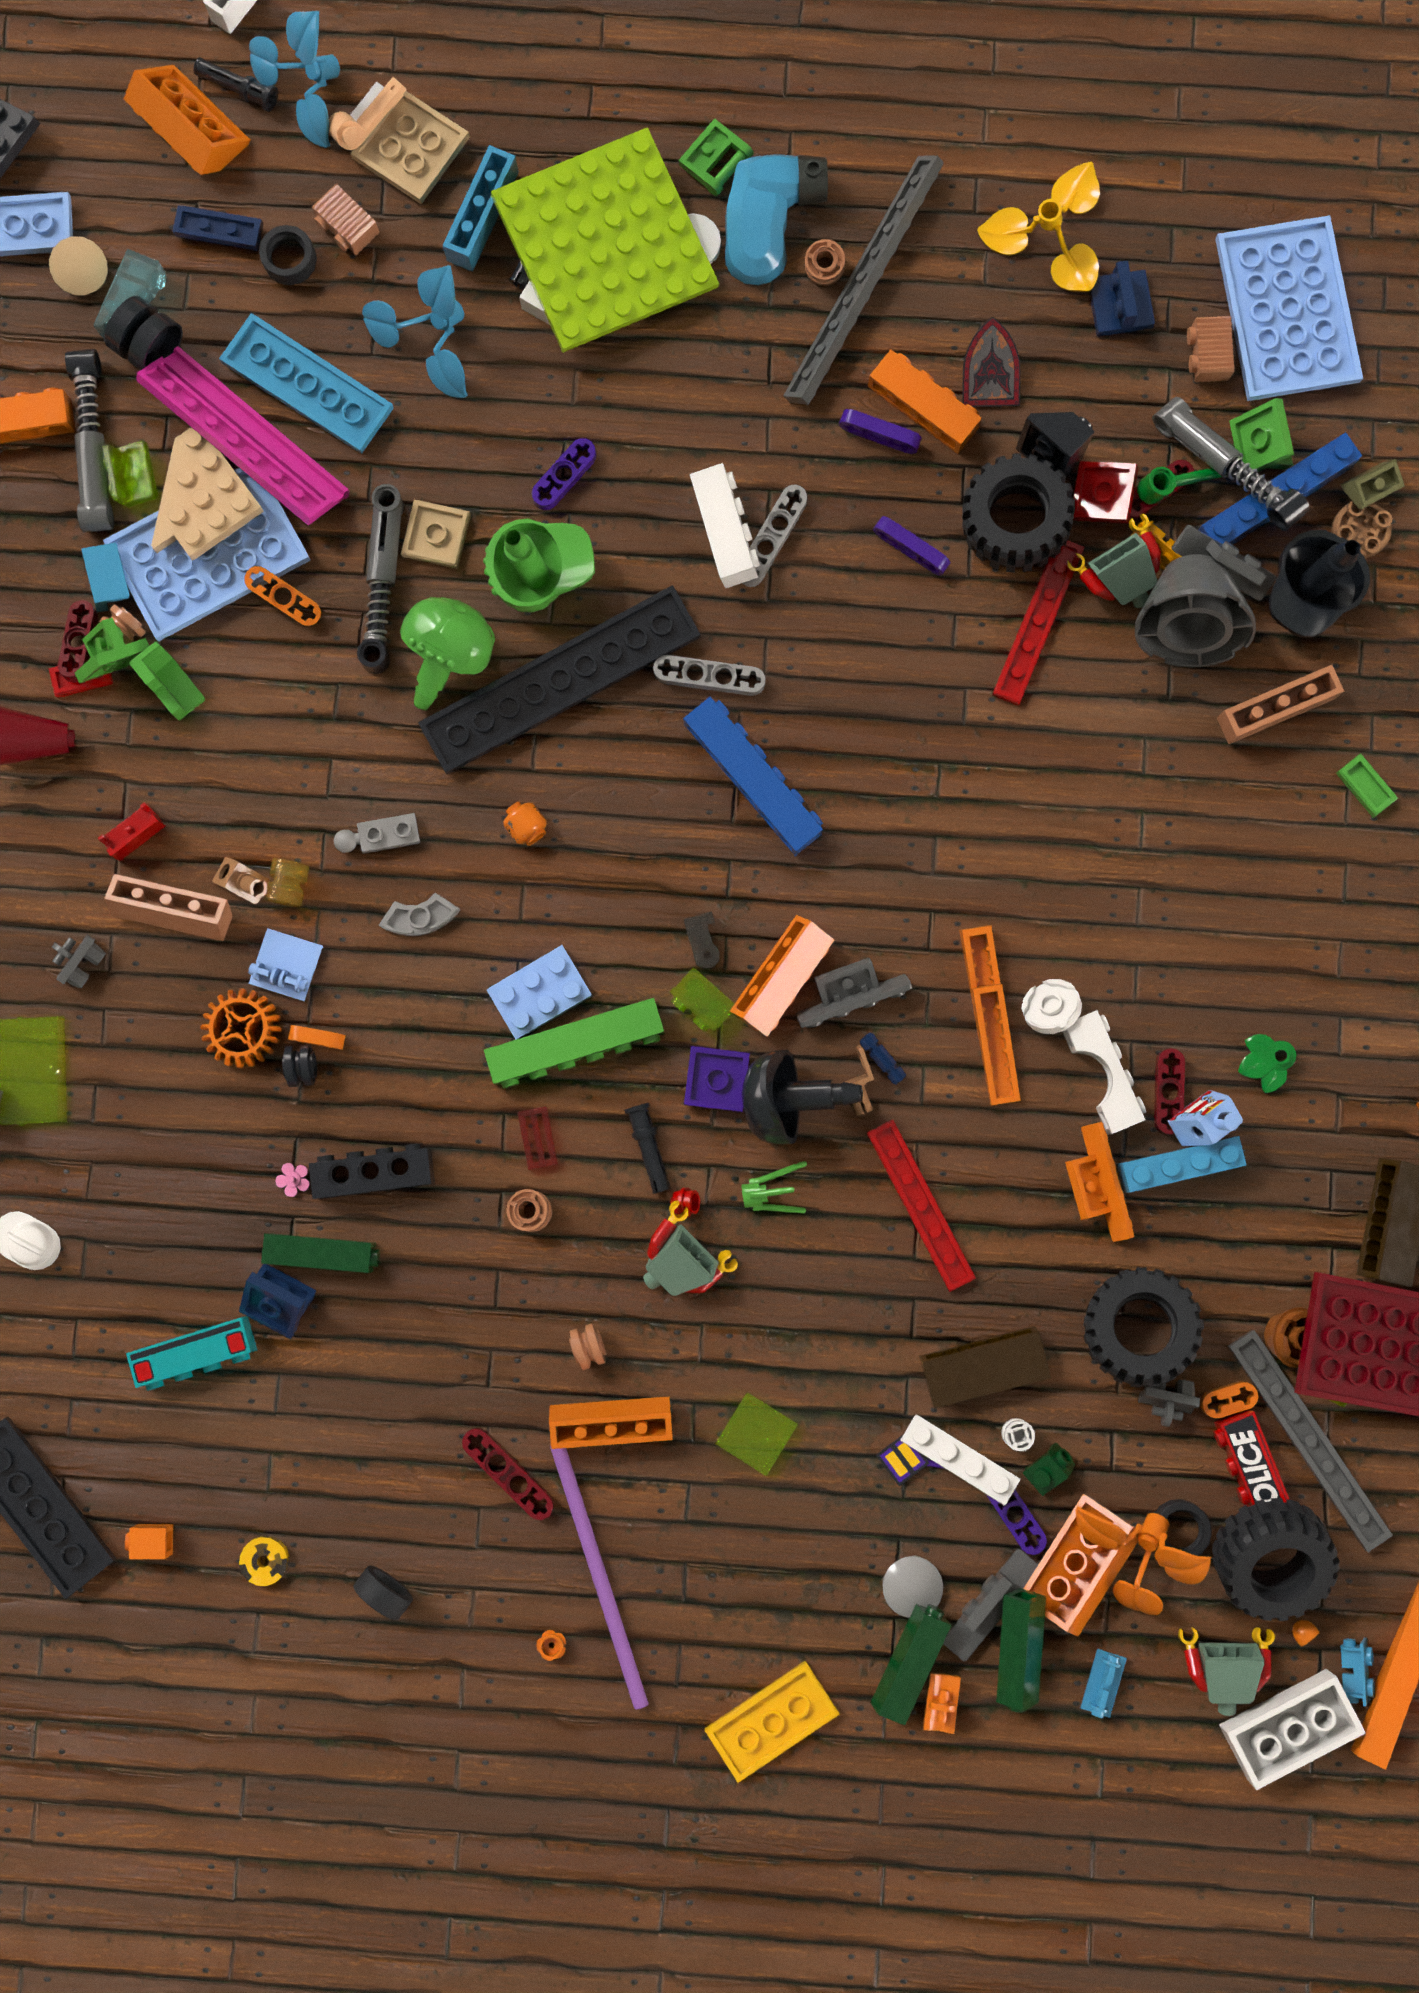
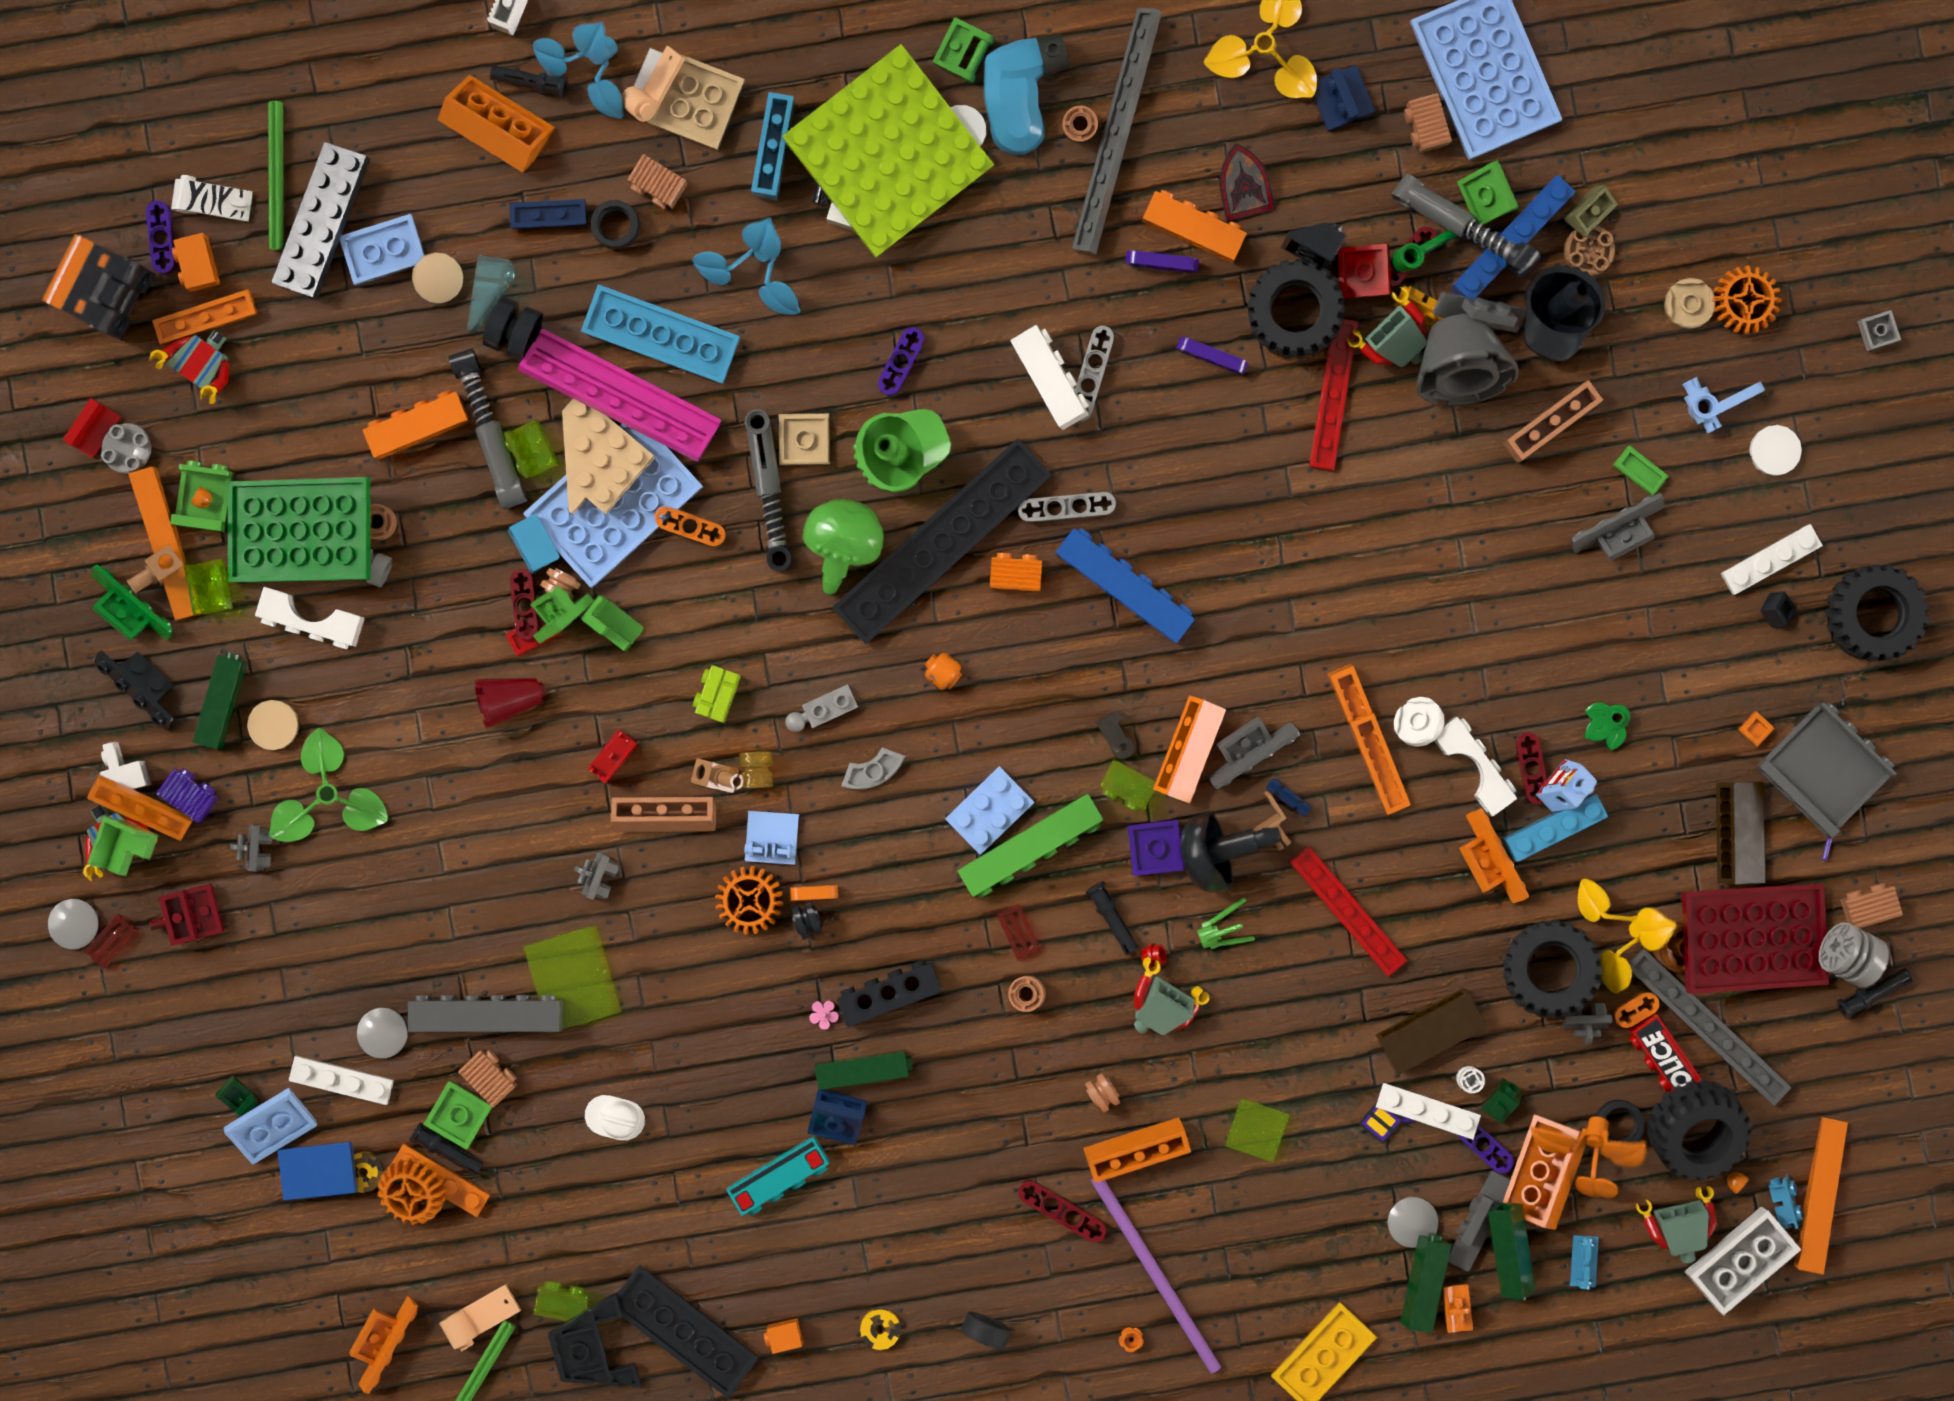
camera: 20 degrees left, 5 degrees up
(265, 788) = (717, 693): none -> lime brick
(633, 733) = (1015, 573): none -> orange brick
(1269, 1305) = (1647, 927): none -> yellow plant
(1331, 846) = (1622, 531): none -> dark grey bracket

